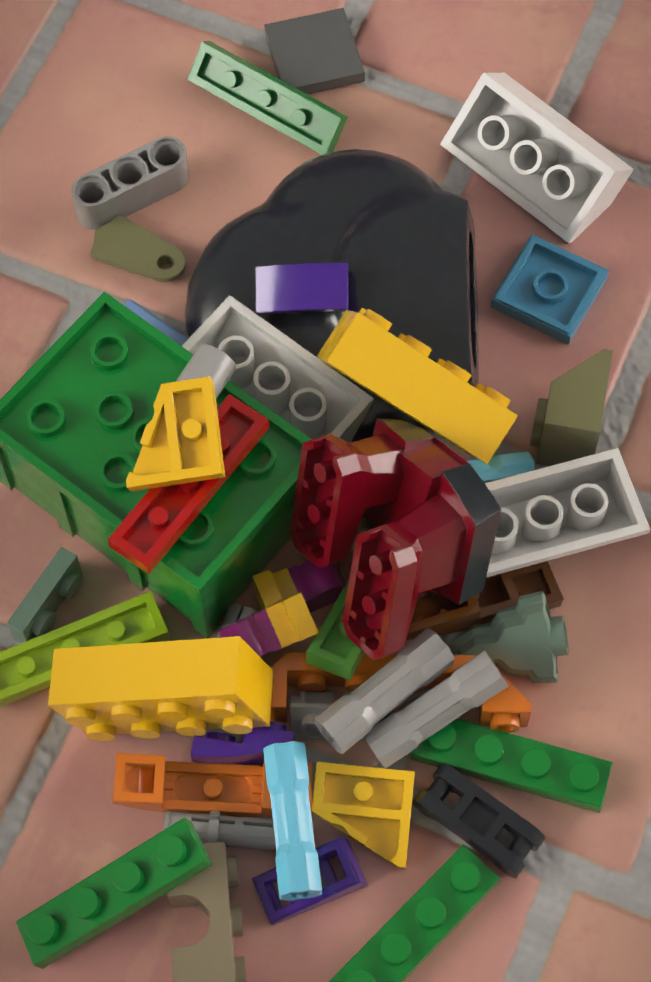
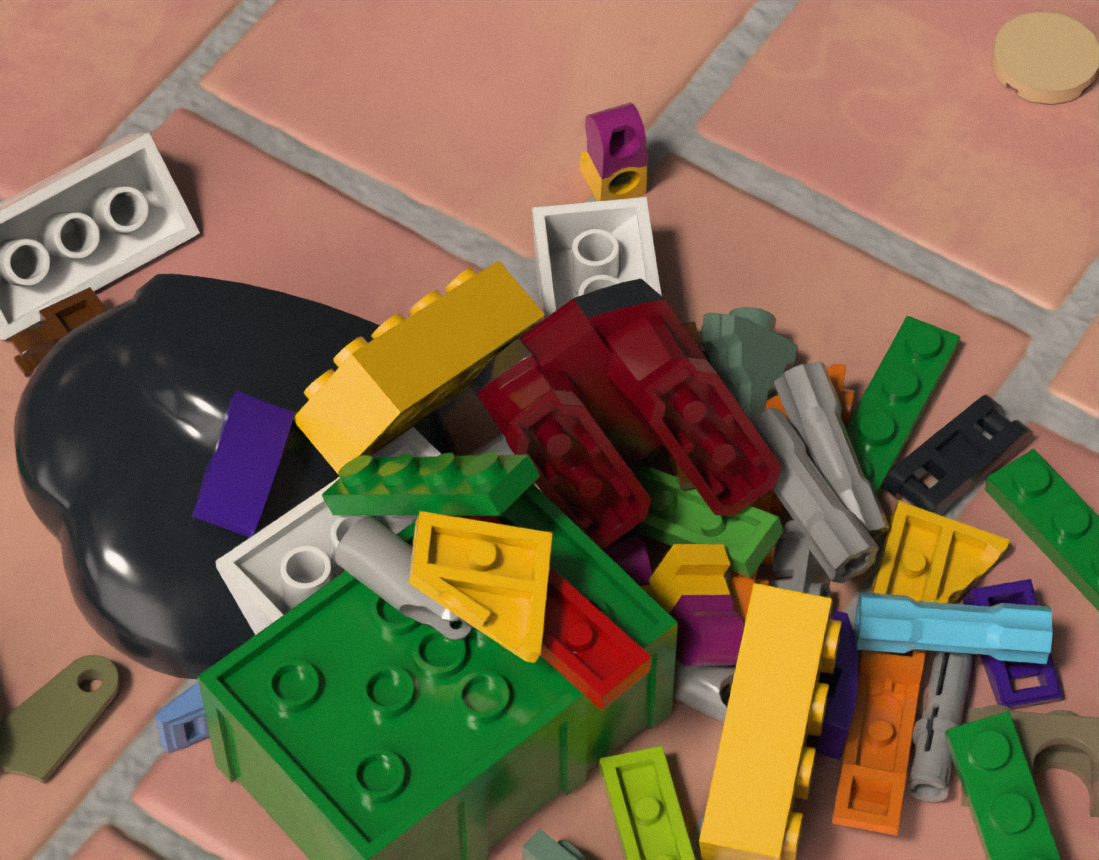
camera: 80 degrees left, 10 degrees down
(275, 398) = (430, 484): none -> green plate
(452, 175) = (56, 323): none -> reddish brown plate
(549, 289) = (265, 251): dark azure tile -> none
(572, 416) = (464, 230): olive slope -> none

